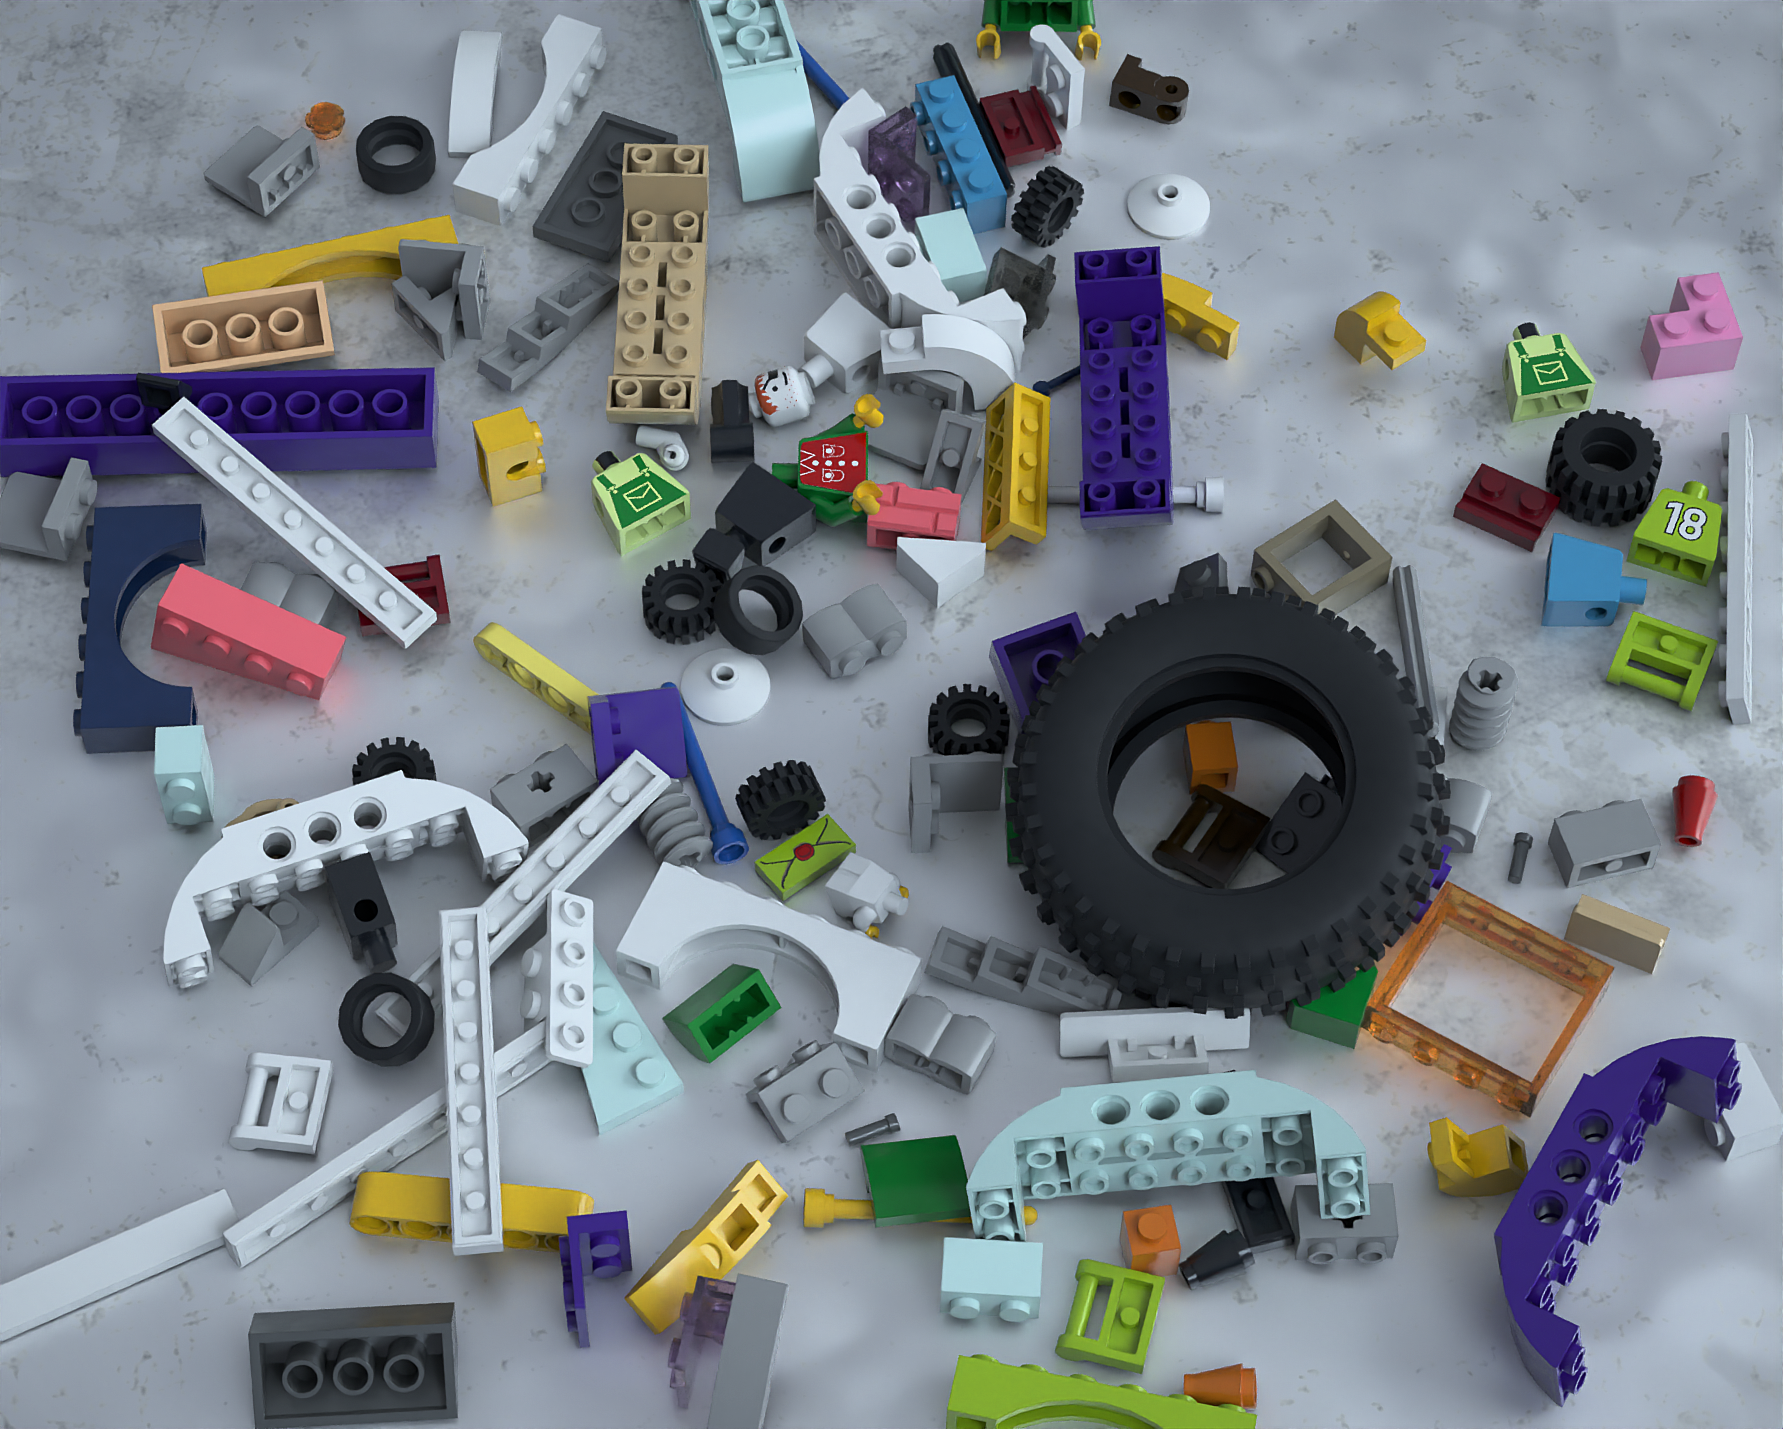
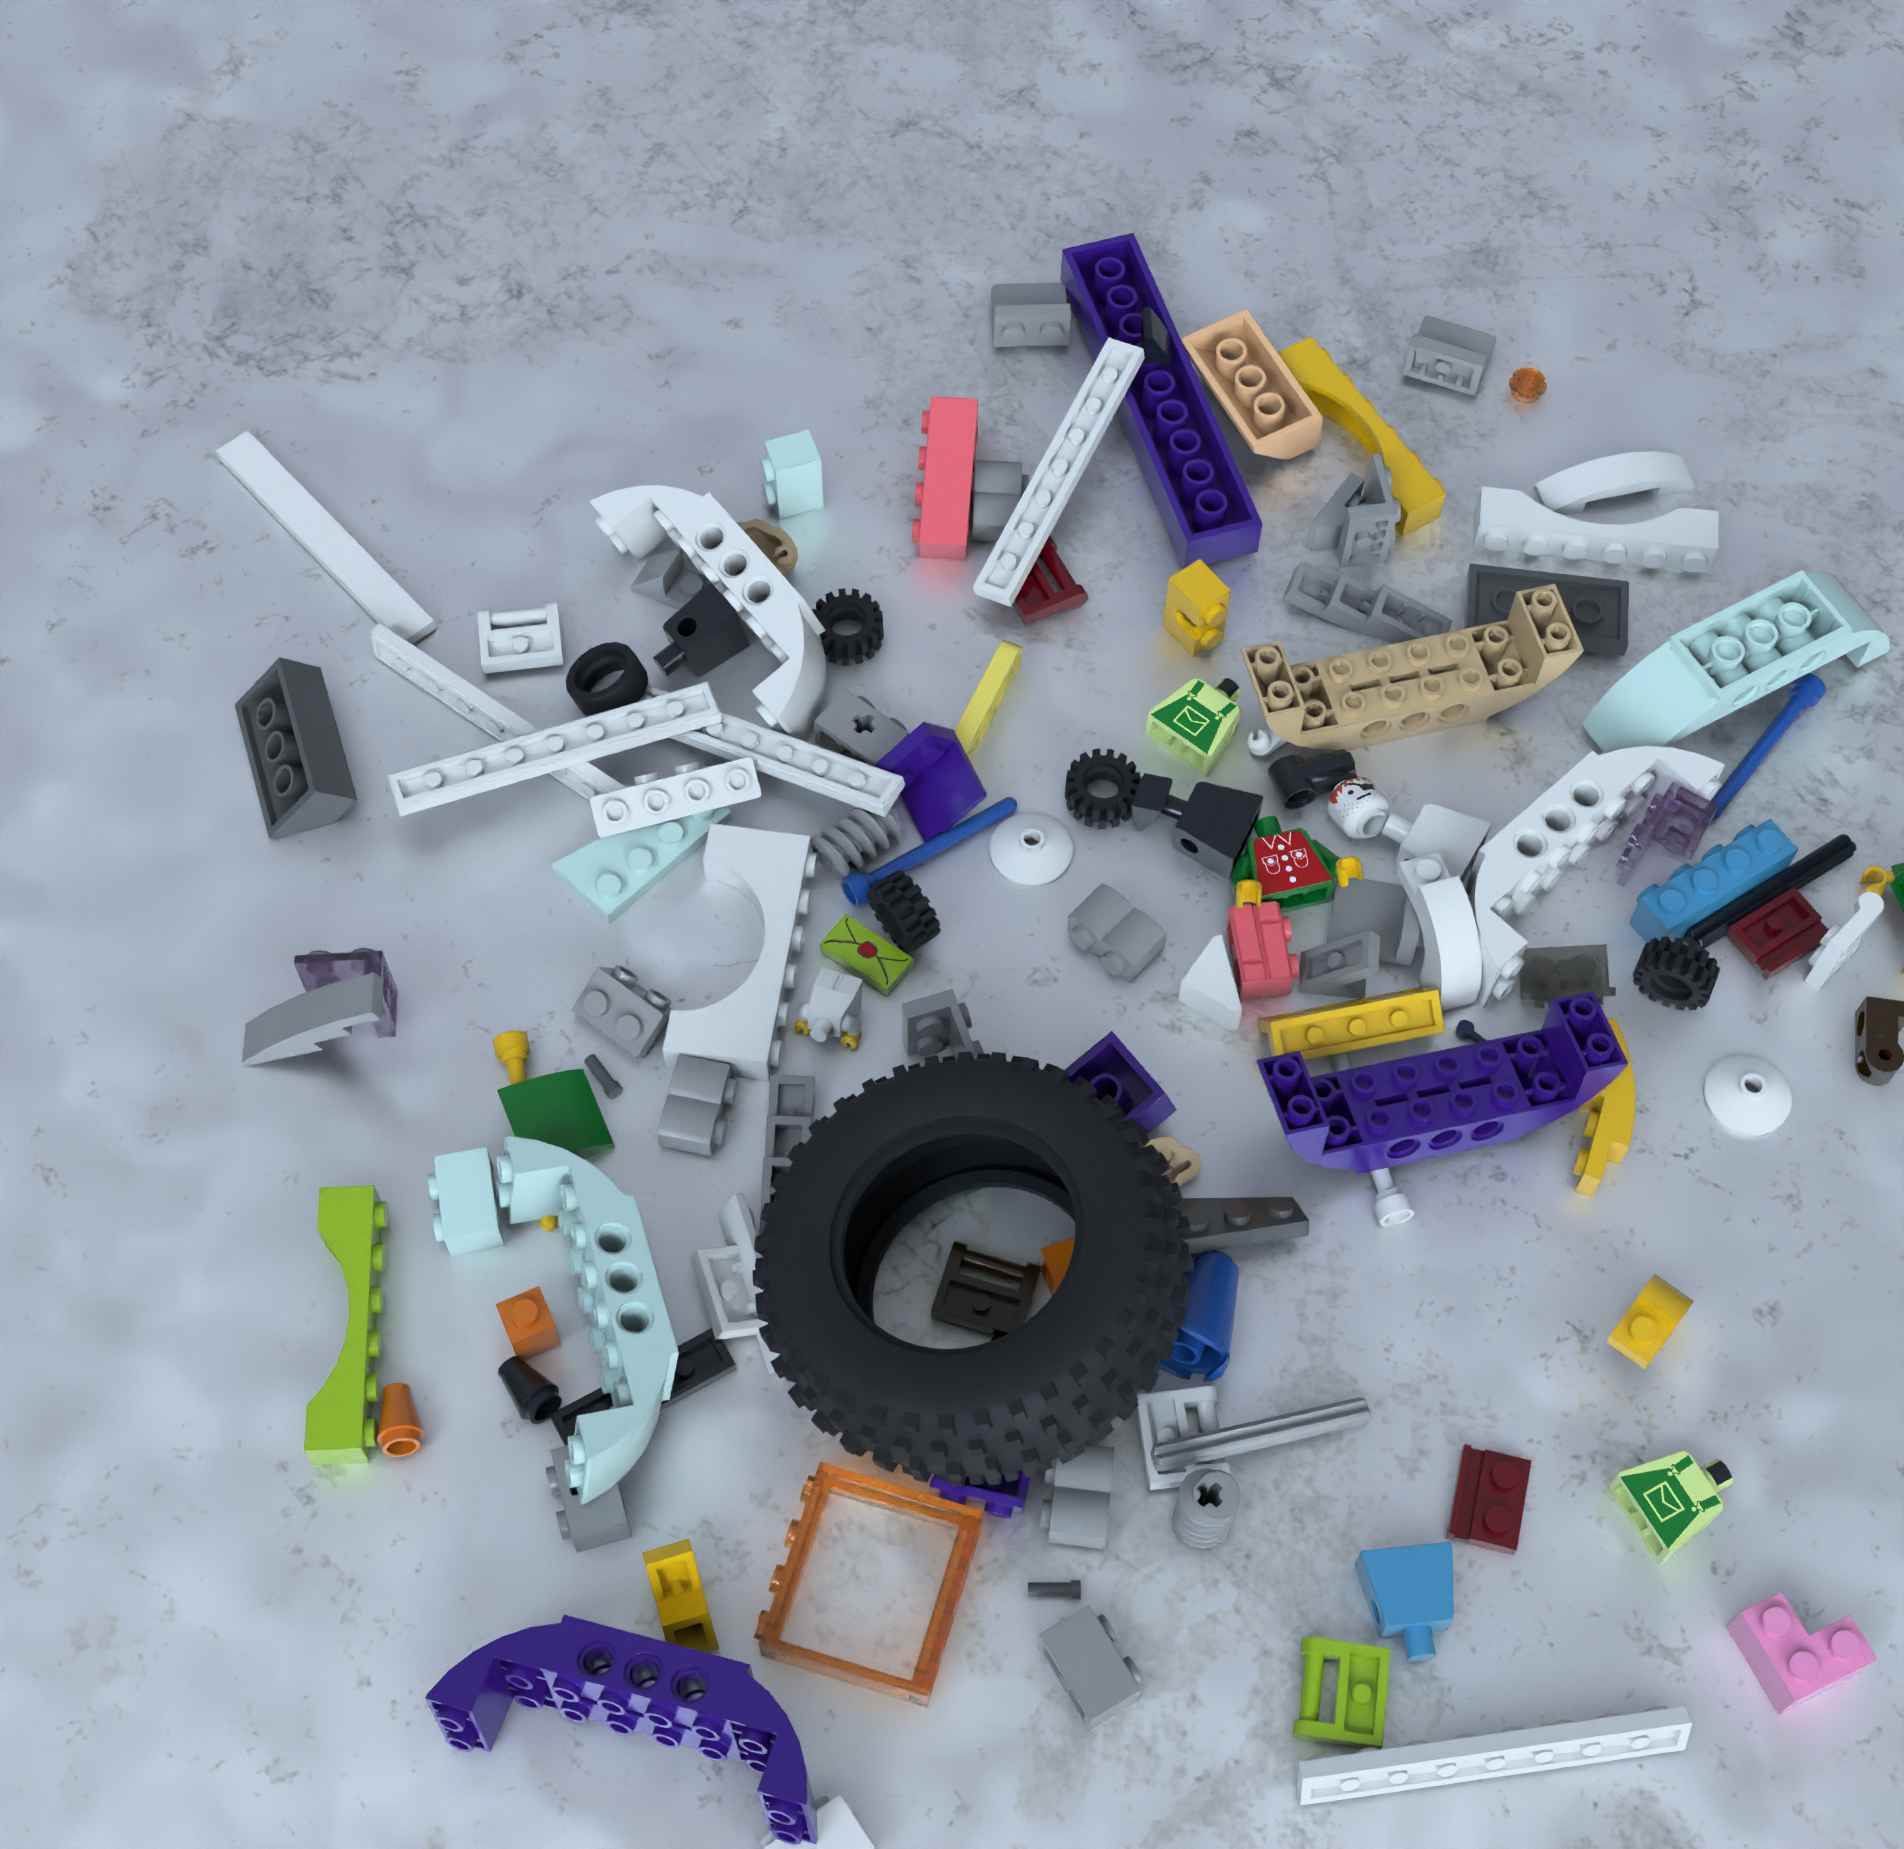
camera: 75 degrees right, 5 degrees up
(129, 554) = (1003, 379): dark blue arch -> none
(397, 131) = (1515, 421): black tyre -> none
(422, 1210) = (451, 823): yellow beam -> none
(596, 1247) = (390, 879): dark purple bracket -> none
(709, 1247) = (450, 973): yellow slope -> none
(722, 1012) = (685, 927): green brick -> none
(776, 591) = (1134, 854): black tyre -> none
(952, 247) = (1584, 906): light aqua brick -> none
(968, 706) = (1047, 1029): black tyre -> none
(1126, 1321) = (453, 1324): lime plate -> none
(1338, 1014) = (817, 1447): green slope -> none
(1349, 540) = (1315, 1355): dark tan window -> none
(1611, 442) = (1588, 1555): black tyre -> none
(1616, 933) = (991, 1702): tan panel -> none
(1679, 534) = (1514, 1683): lime torso -> none
(1692, 807) = (1160, 1755): red cone -> none

